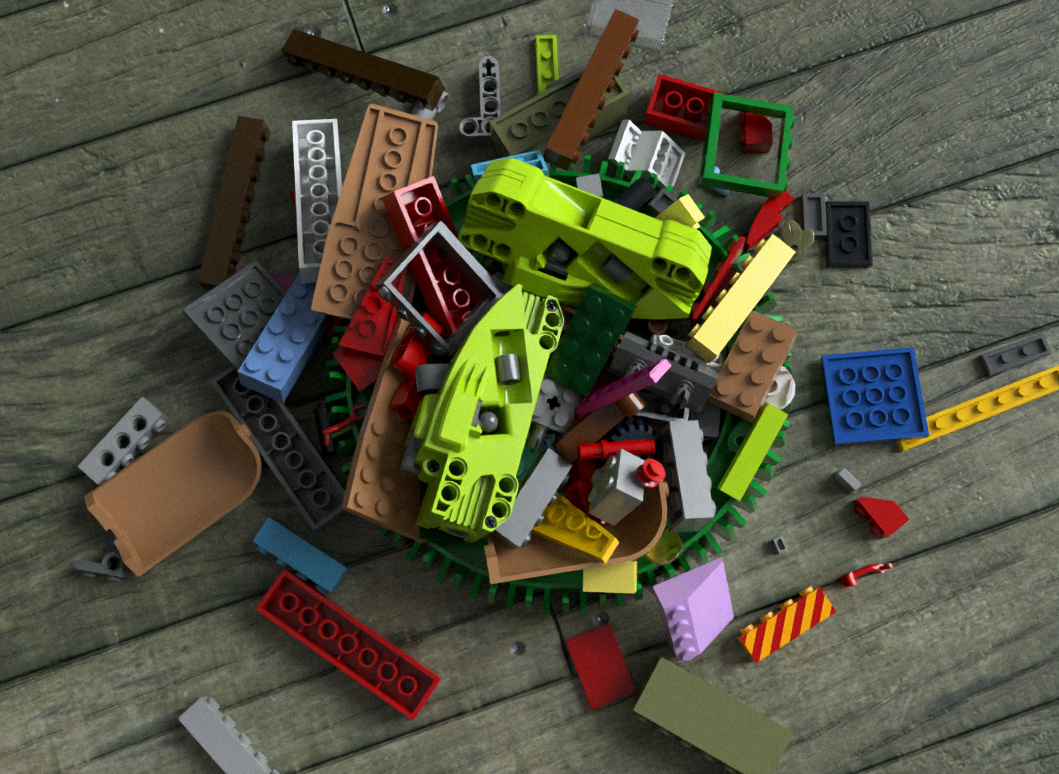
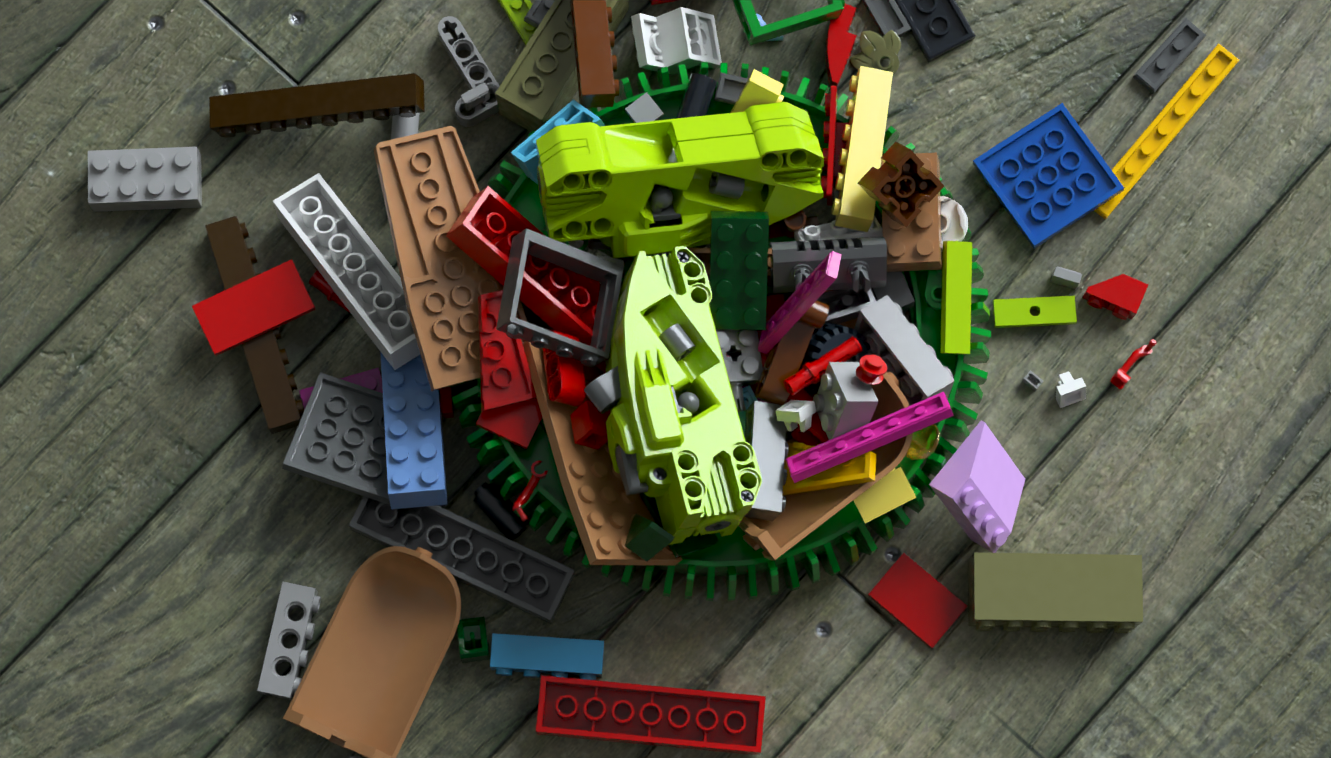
camera: 35 degrees left, 0 degrees up
(218, 64) = (144, 179): none -> light grey brick
(236, 189) = (253, 307): none -> red tile
(254, 513) = (473, 640): none -> dark green slope
(401, 510) = (646, 538): none -> dark green slope
(477, 120) = (475, 96): none -> light grey tile
(575, 476) = (796, 412): none -> white tile
(621, 526) = (869, 437): none -> dark pink tile
(754, 338) = (901, 184): none -> reddish brown brick
(786, 624) = (1080, 458): brick -> none
(804, 568) = (1070, 390): none -> white tile
(821, 498) = (1051, 311): none -> lime tile

